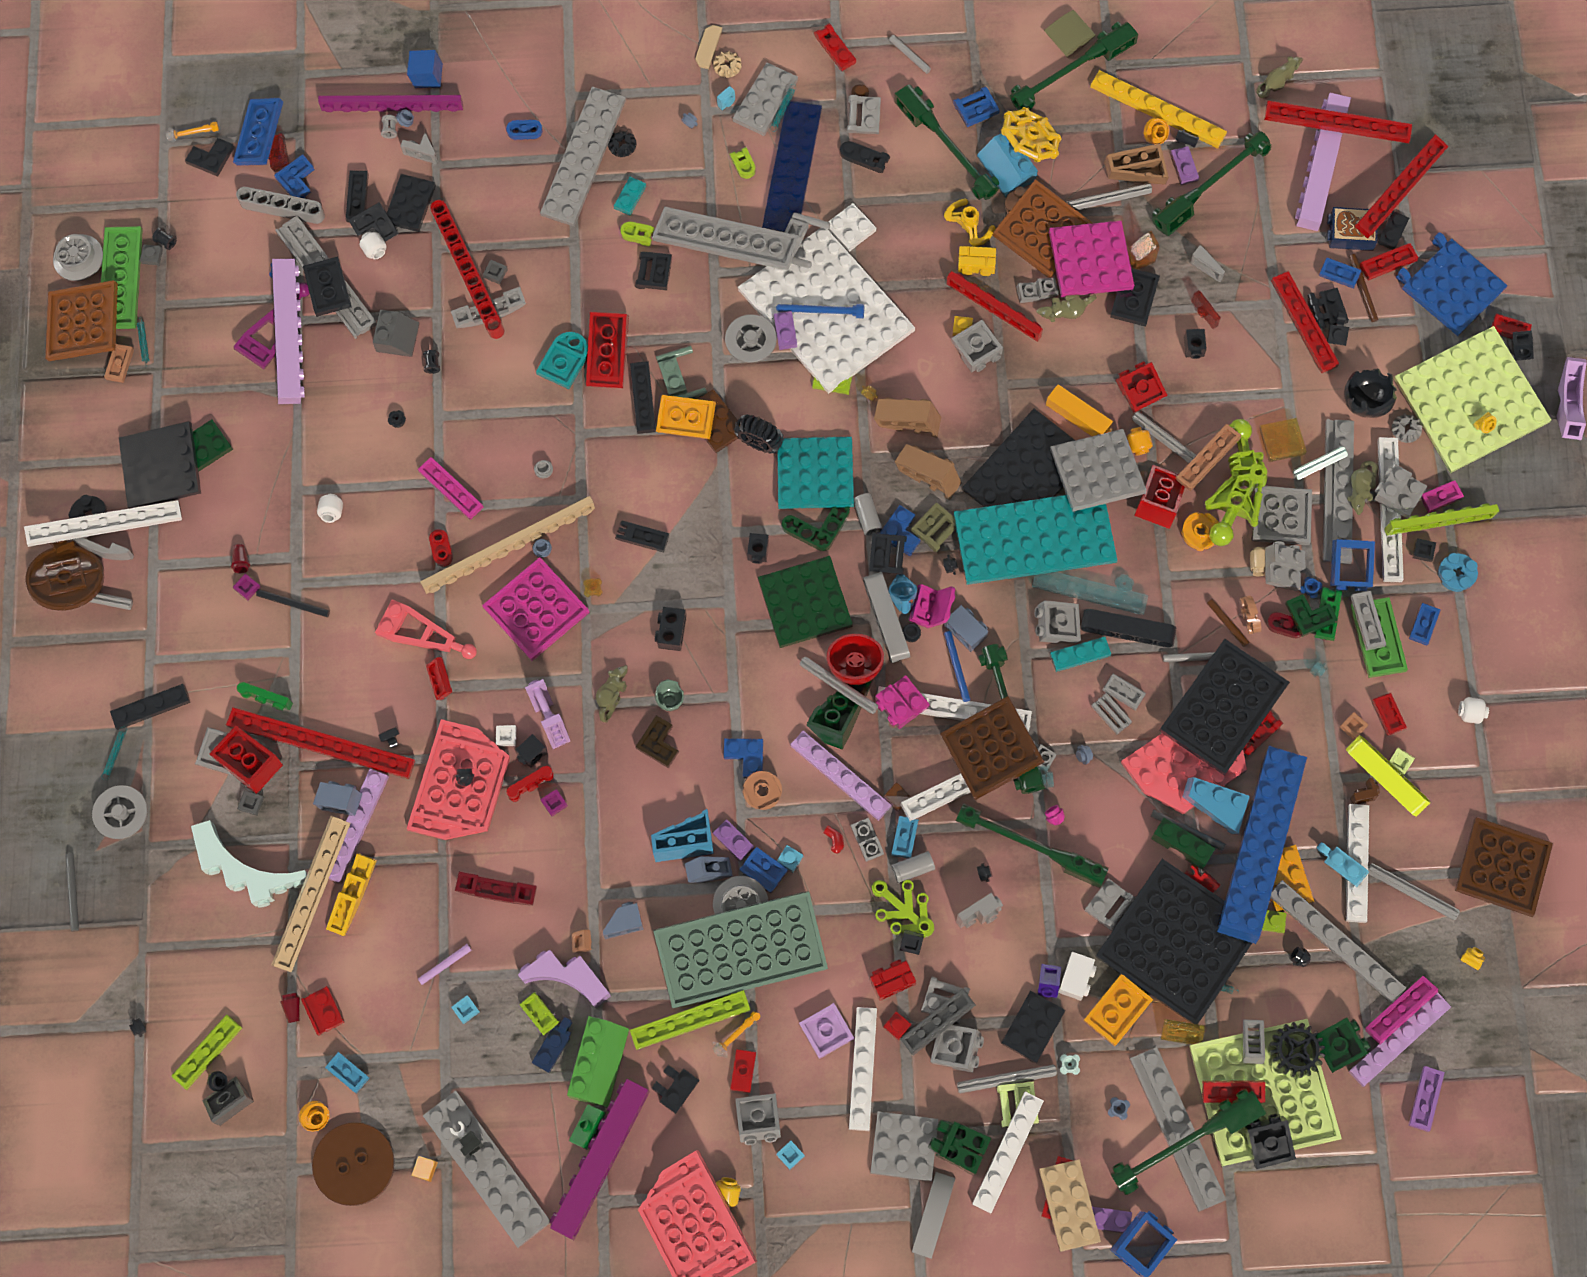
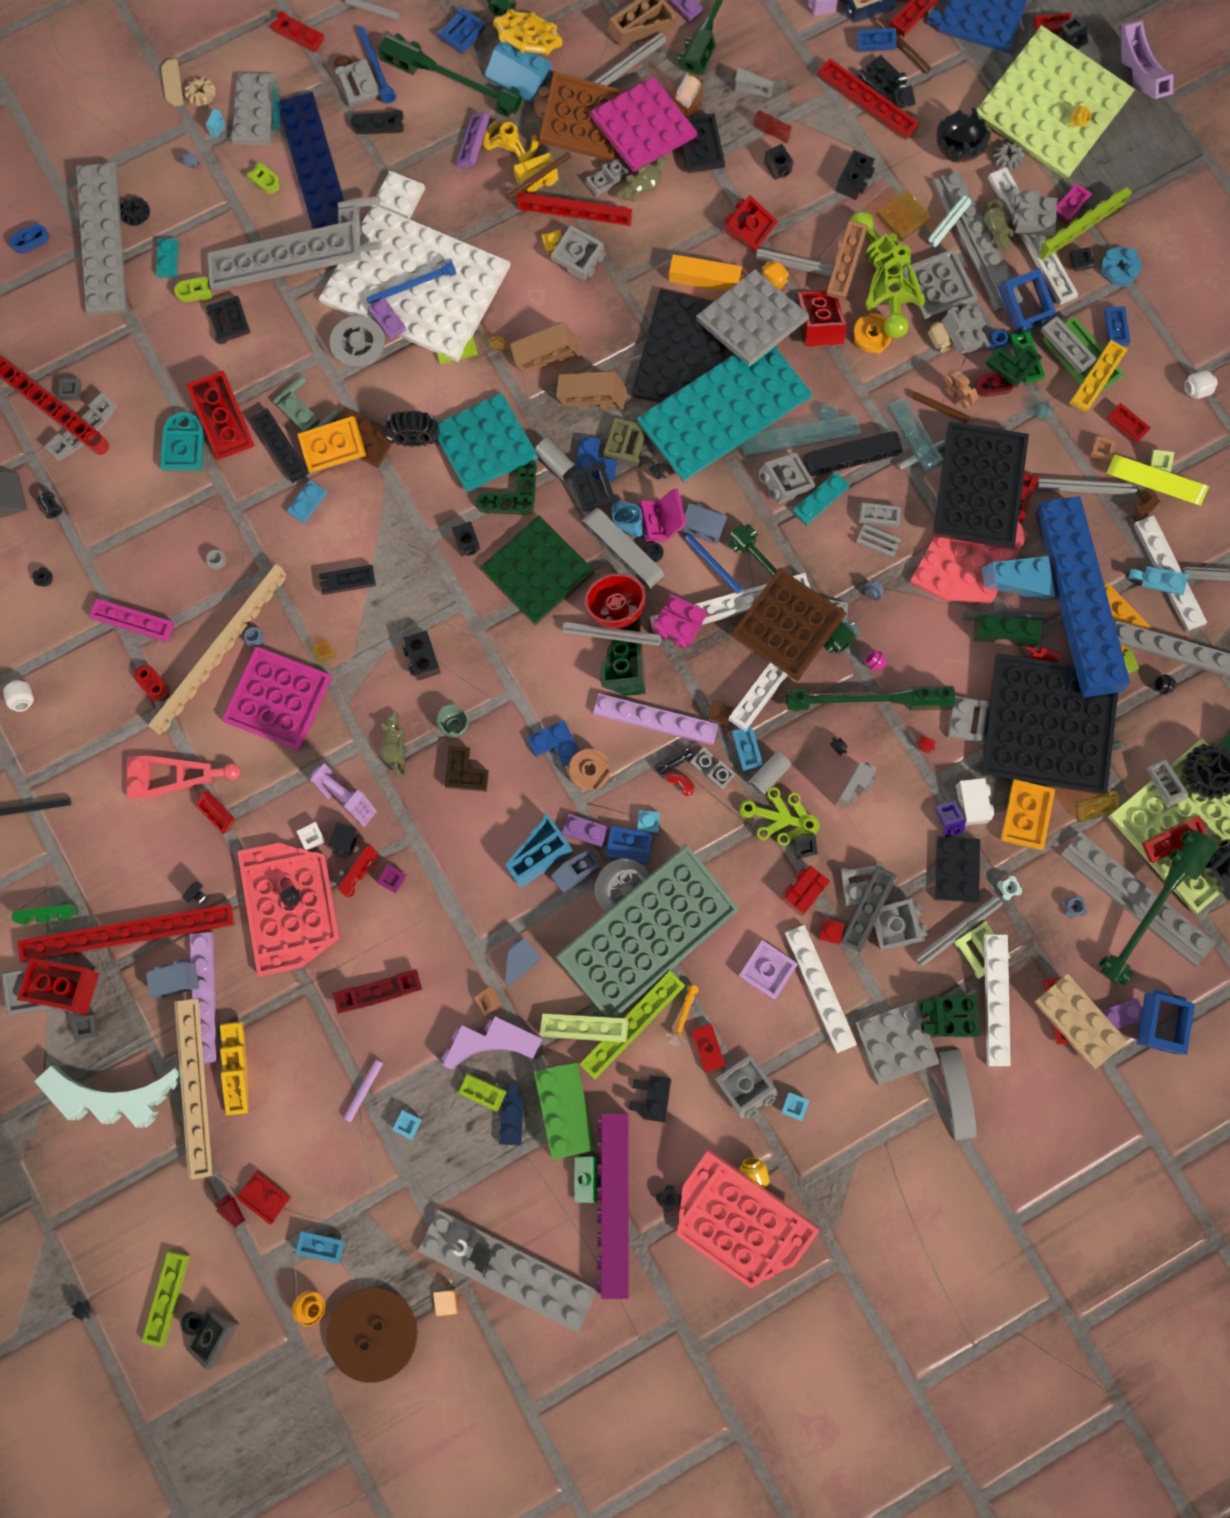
camera: 30 degrees left, 5 degrees up
(642, 455) = (307, 502): none -> dark azure plate
(646, 1172) = (662, 1198): none -> black plate
(648, 1001) = (584, 1027): none -> yellowish green plate
(838, 817) = (674, 761): none -> black axle
(884, 134) = (386, 92): none -> blue piece
(937, 207) = (473, 140): none -> medium lavender plate
(975, 264) = (538, 175): none -> reddish brown bar
(1061, 907) = (926, 744): none -> red plate
(1191, 636) = (915, 434): none -> clear light blue plate
(1257, 385) = (855, 174): none -> black brick
(1322, 752) = (1086, 486): none -> light grey axle
(1382, 660) = (1098, 376): none -> yellow tile

